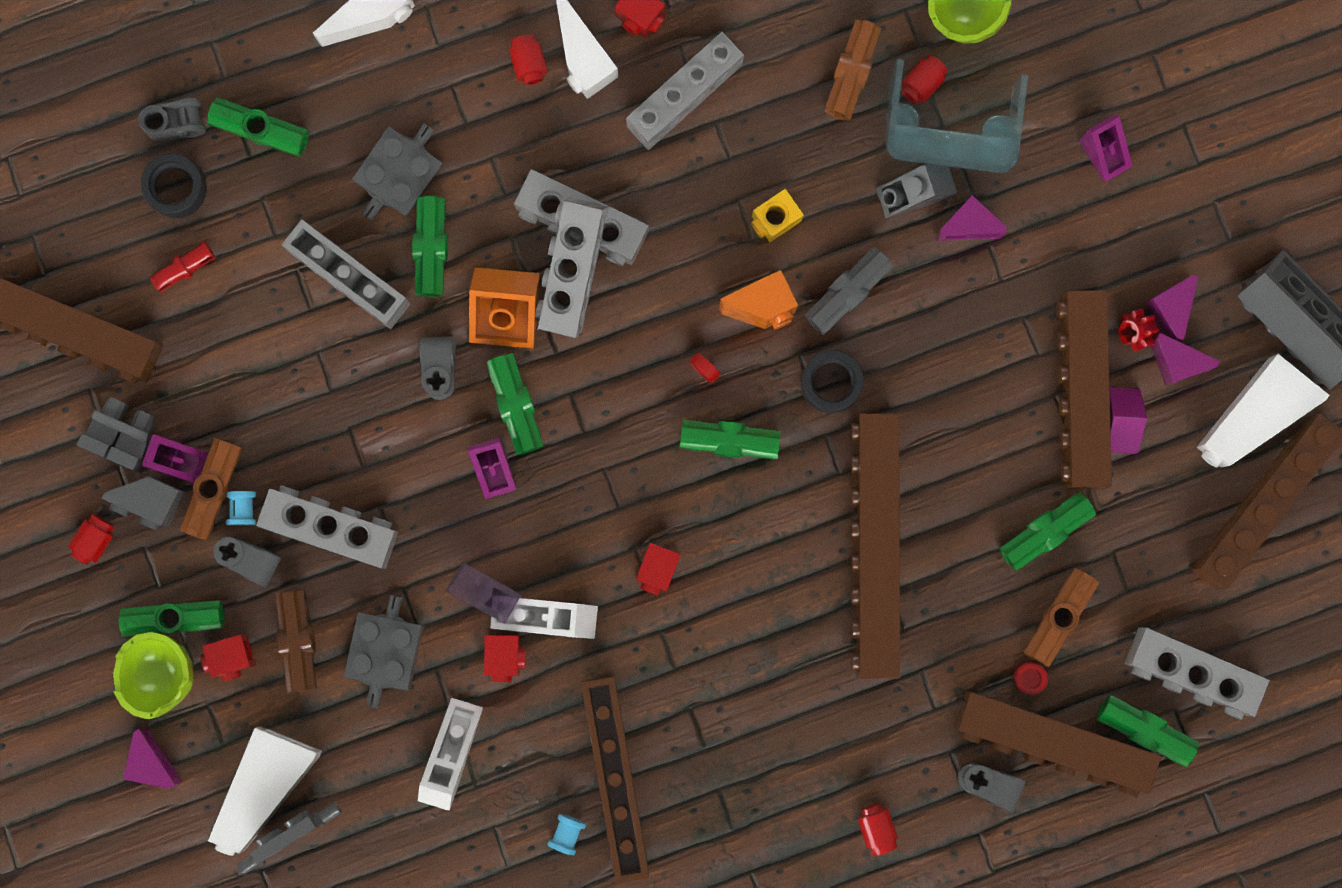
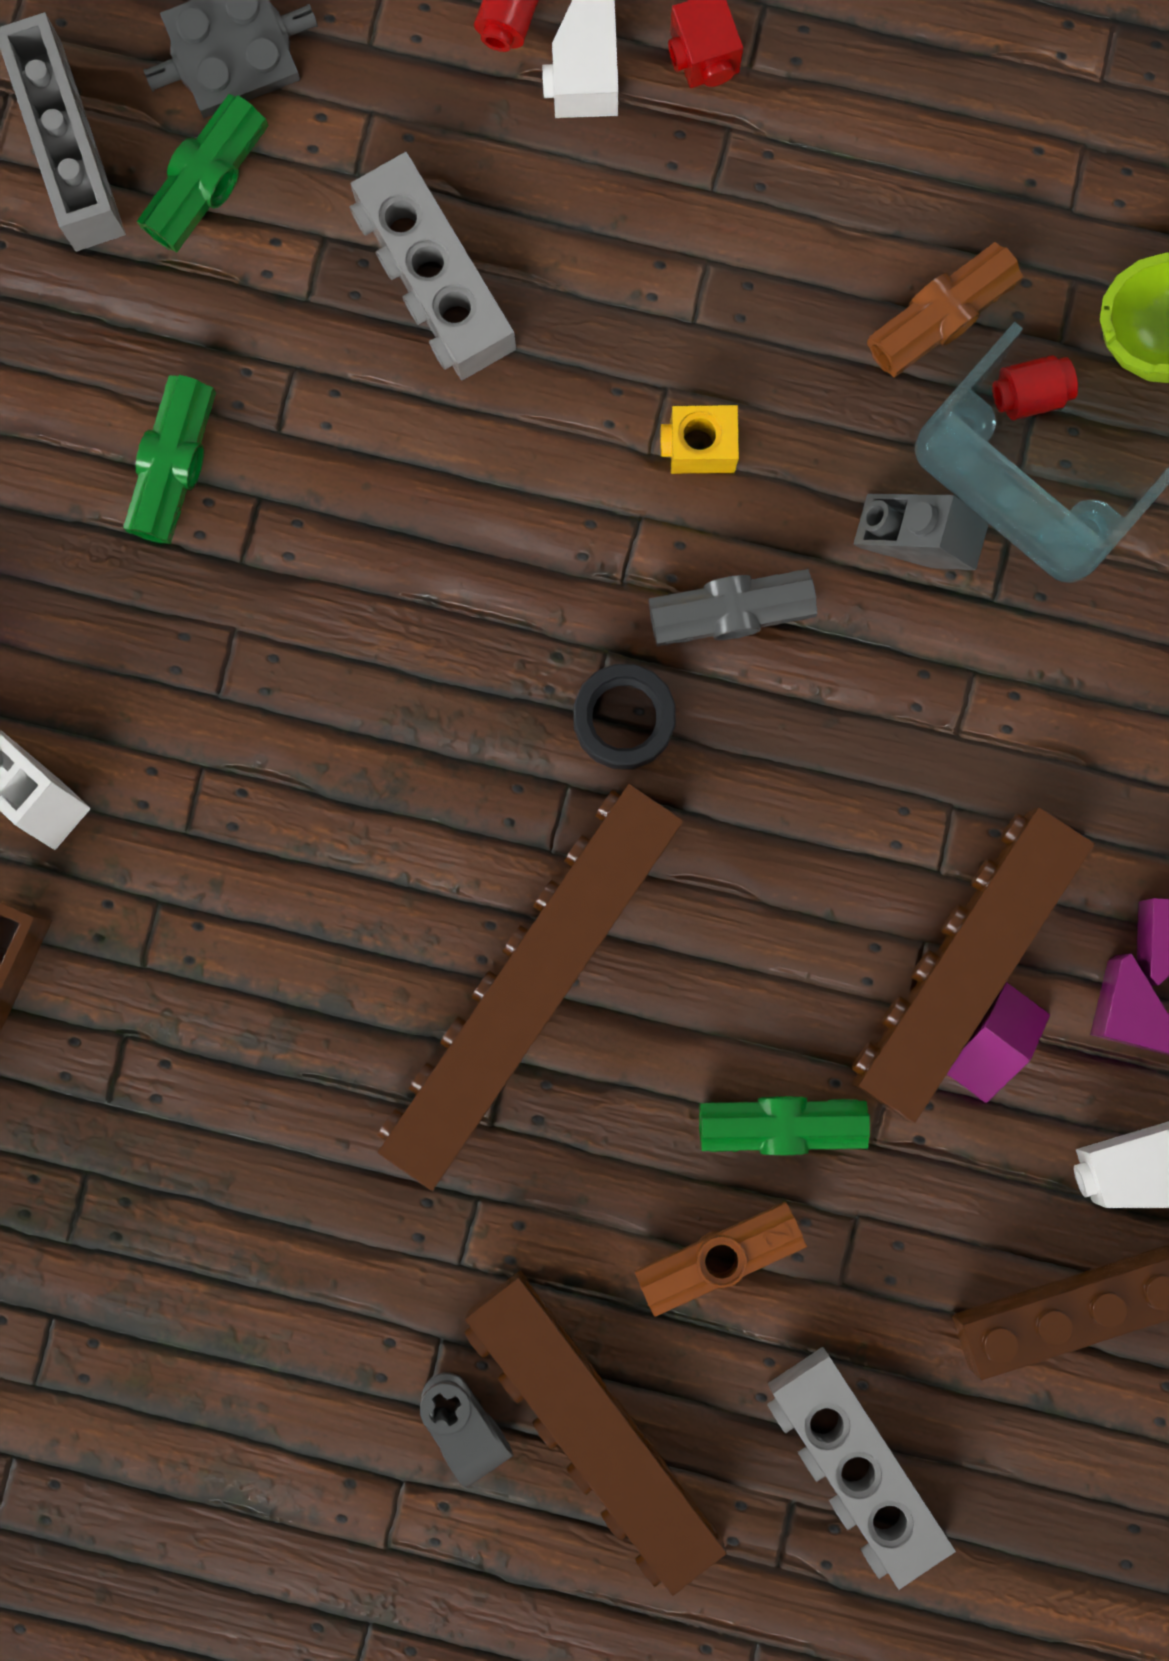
camera: 40 degrees right, 0 degrees up
(438, 360) = (103, 337): dark grey piece -> none
(492, 468) = (79, 522): magenta slope -> none
(503, 307) = (244, 318): orange slope -> none
(590, 219) = (396, 314): light grey brick -> none
(657, 569) = (206, 812): red brick -> none
(685, 90) = (693, 186): light grey brick -> none
(704, 368) = (460, 581): red tile -> none
(730, 439) = (428, 702): green piece -> none
(762, 303) = (595, 539): orange slope -> none
(877, 829) = (262, 1380): red brick -> none
(972, 223) = (967, 626): magenta slope -> none
(1030, 678) = (621, 1314): red tile -> none
(1138, 330) = (1102, 929): red gear -> none
(1147, 730) = (734, 1502): green piece -> none

